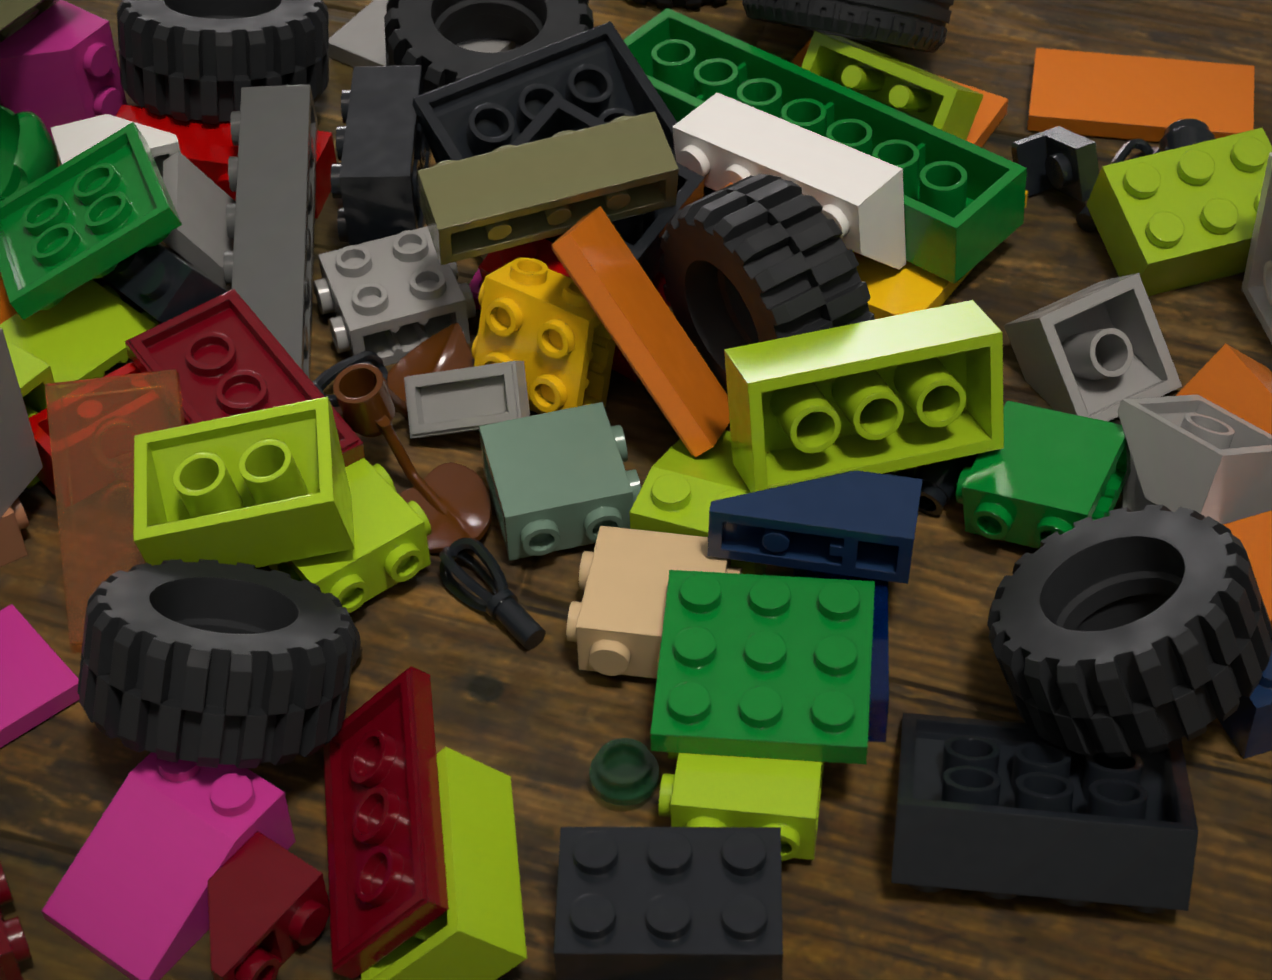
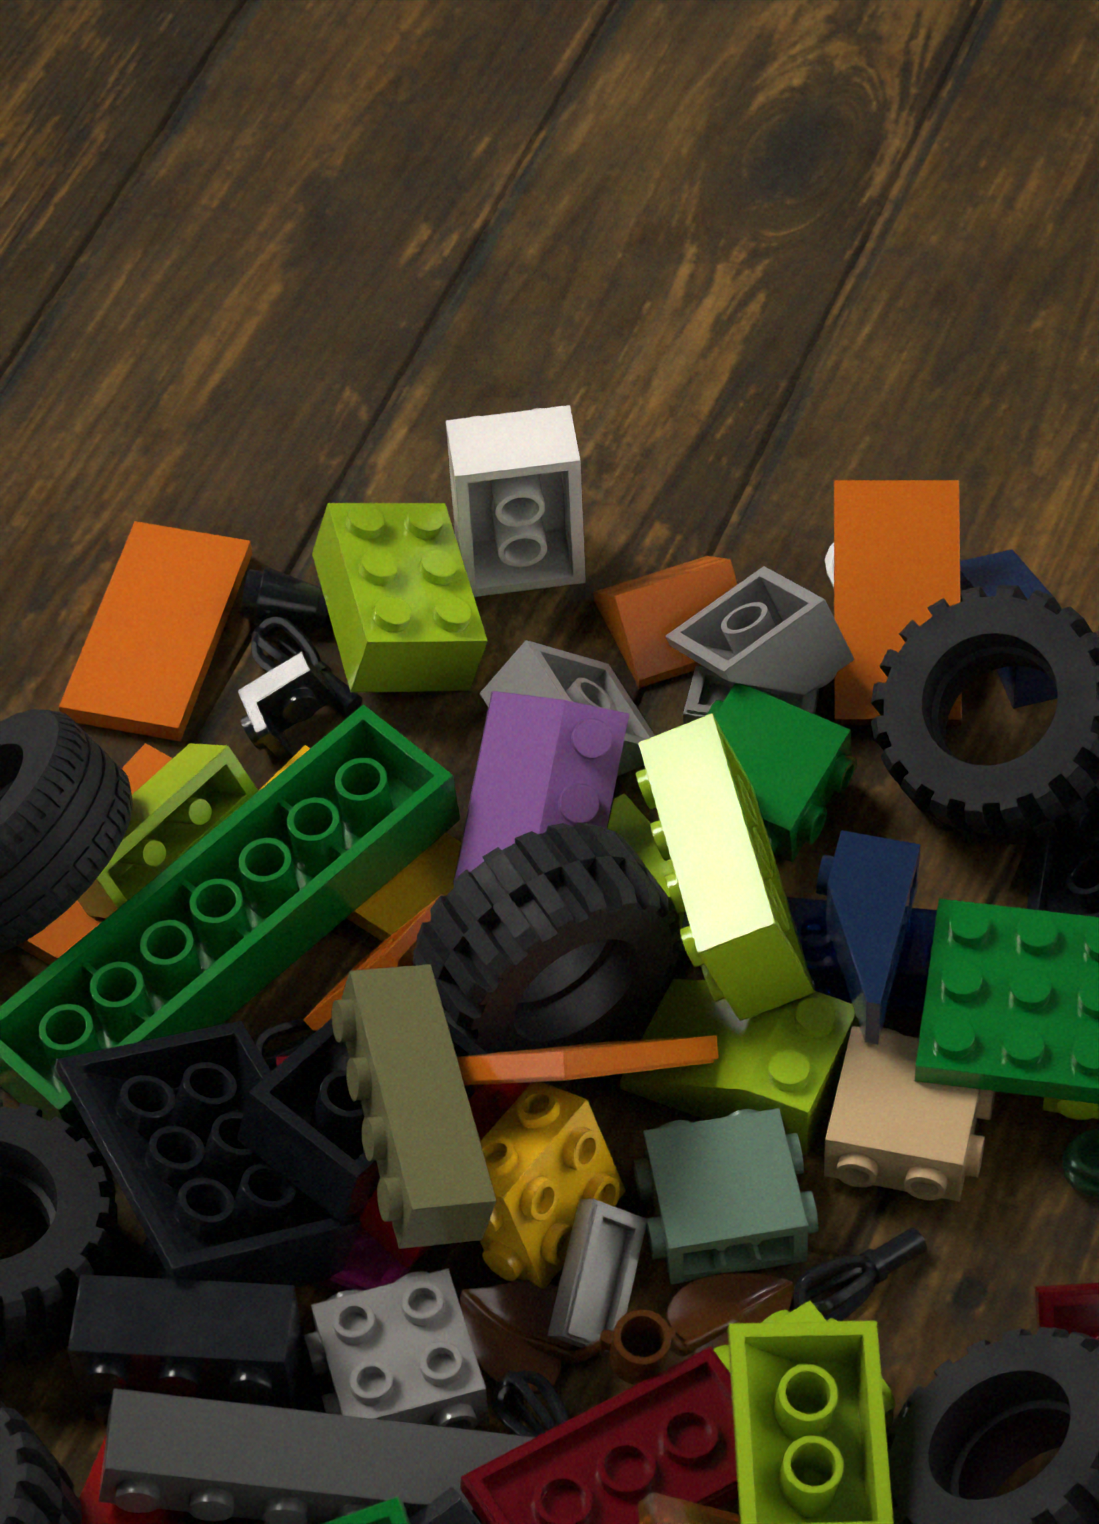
camera: 85 degrees left, 5 degrees up
(857, 191) = (331, 920): white slope -> none
(1004, 280) = (538, 769): none -> medium lavender slope

